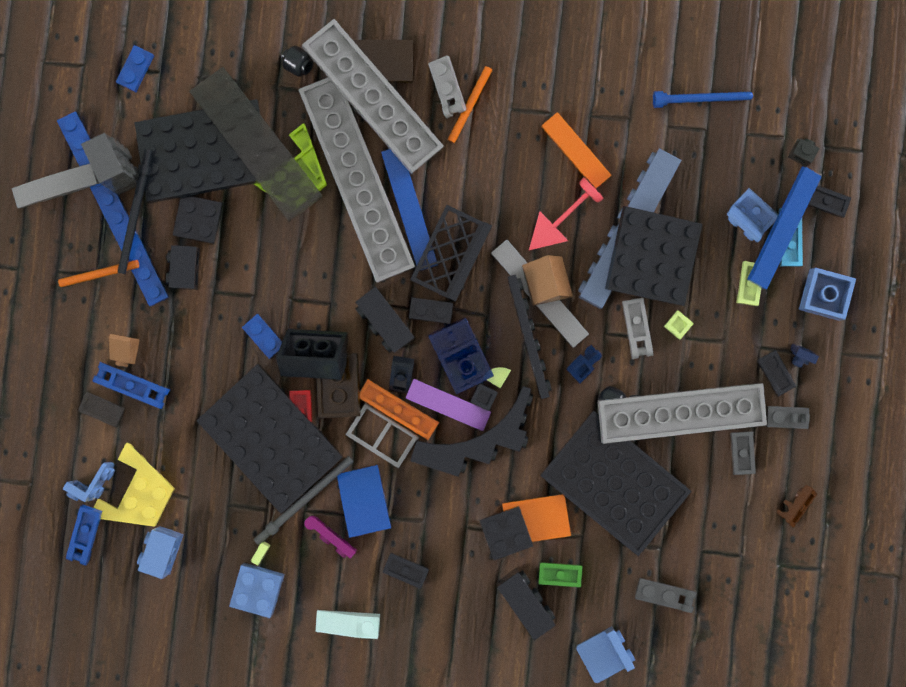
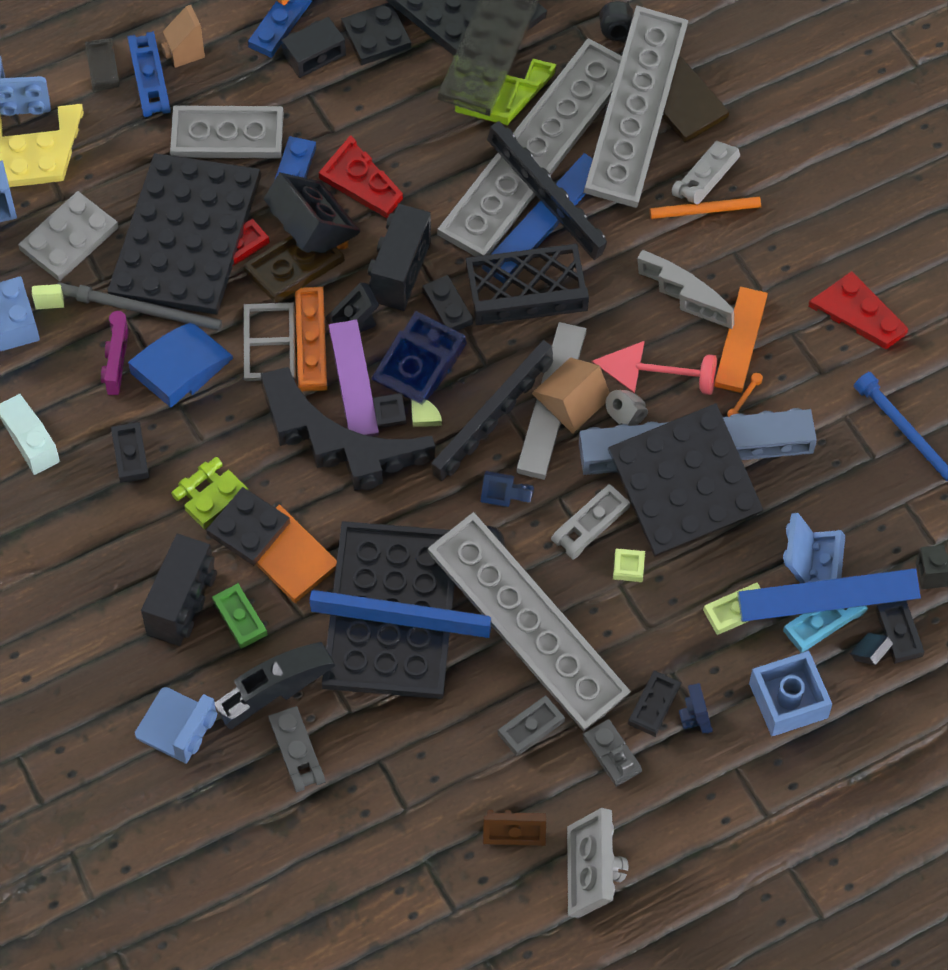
camera: 55 degrees right, 25 degrees down
(211, 364) = (227, 131): none -> light grey plate
(221, 511) = (68, 236): none -> light grey plate
(302, 304) = (359, 178): none -> red wing
(389, 197) = (546, 190): none -> black plate
(470, 539) = (210, 502): none -> lime plate
(533, 159) = (693, 293): none -> light grey slope
(578, 255) = (626, 407): none -> light grey piece
(603, 64) = (861, 309): none -> red wing
(608, 161) = (756, 379): none -> orange hinge
(621, 584) = (275, 677): none -> black slope
(632, 481) = (400, 613): none -> blue tile
(827, 225) = (871, 648): none -> black tile
(853, 479) = (592, 863): none -> light grey plate

